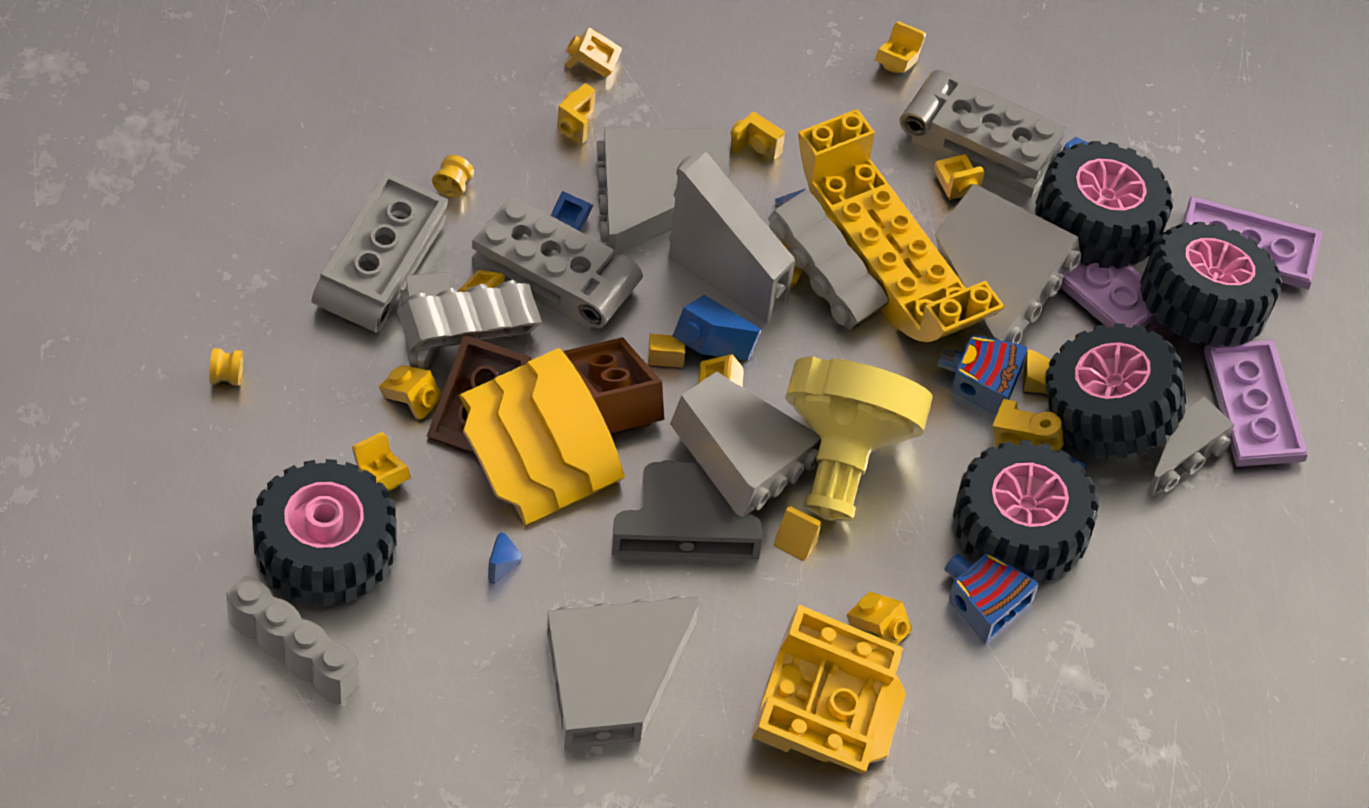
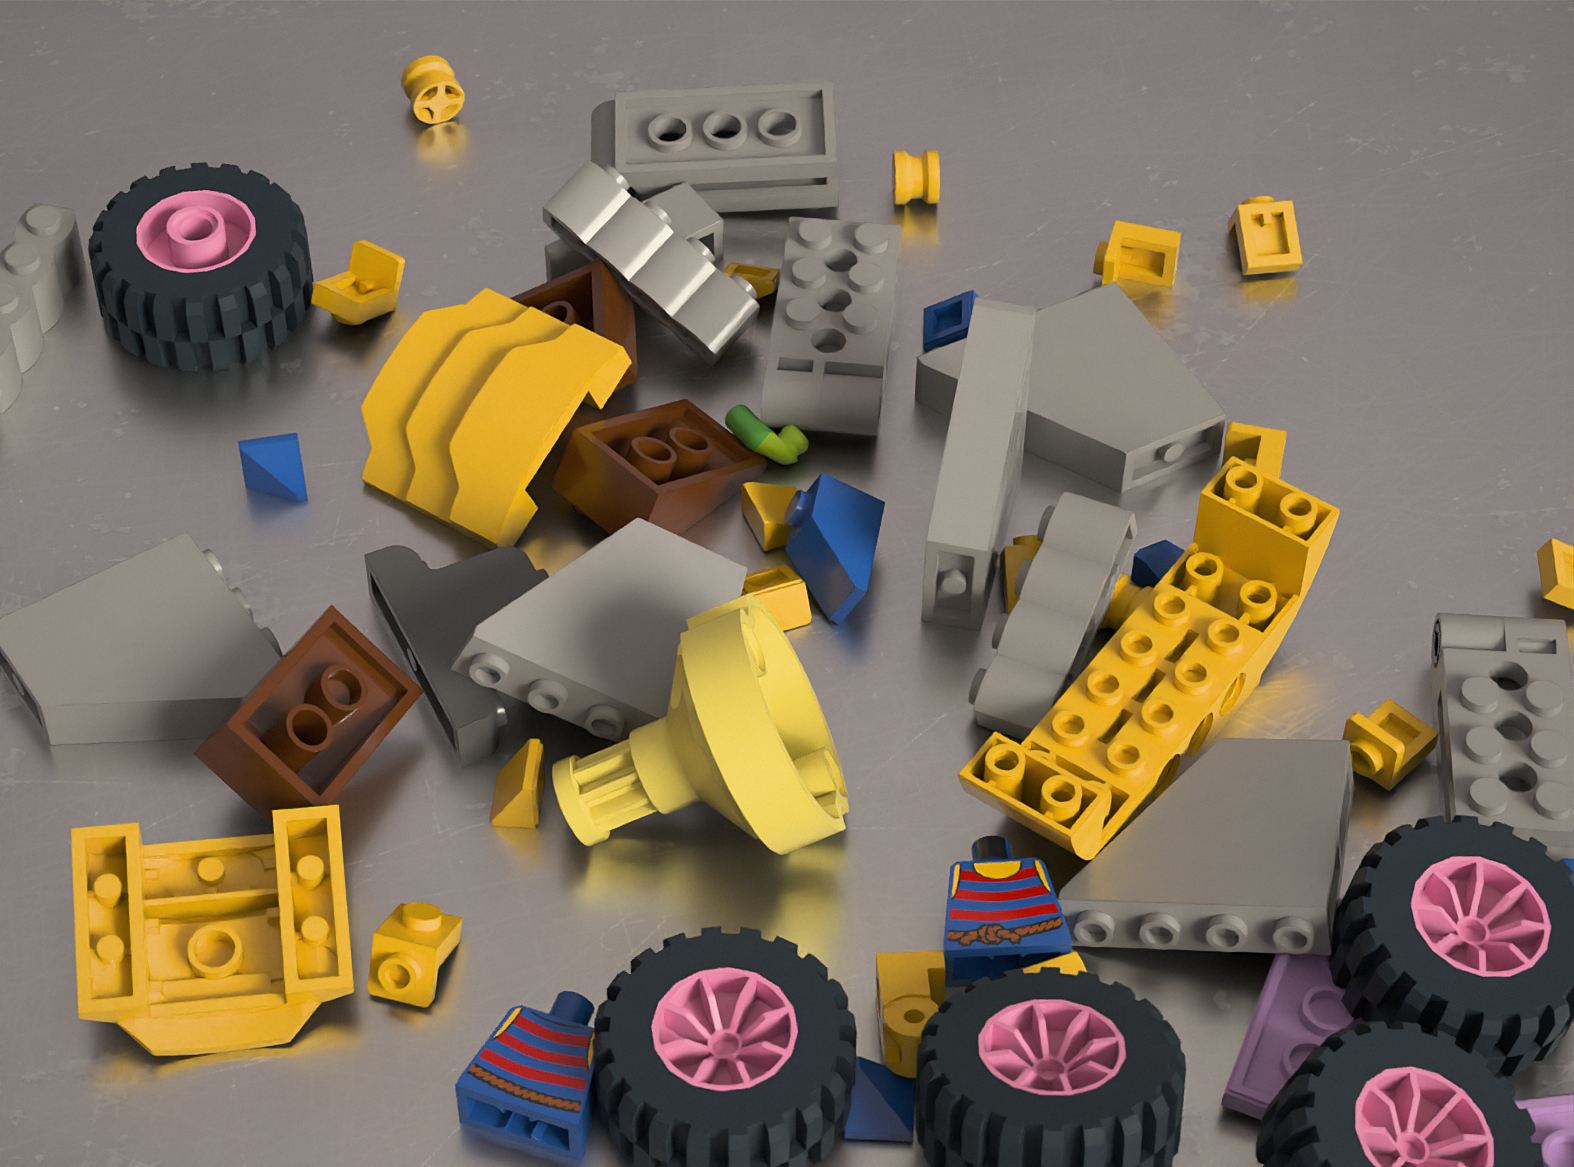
camera: 70 degrees right, 5 degrees down
(412, 387) = (513, 266): yellow bracket -> none
(611, 331) = (762, 440): none -> arm
(728, 604) = (310, 720): none -> reddish brown slope

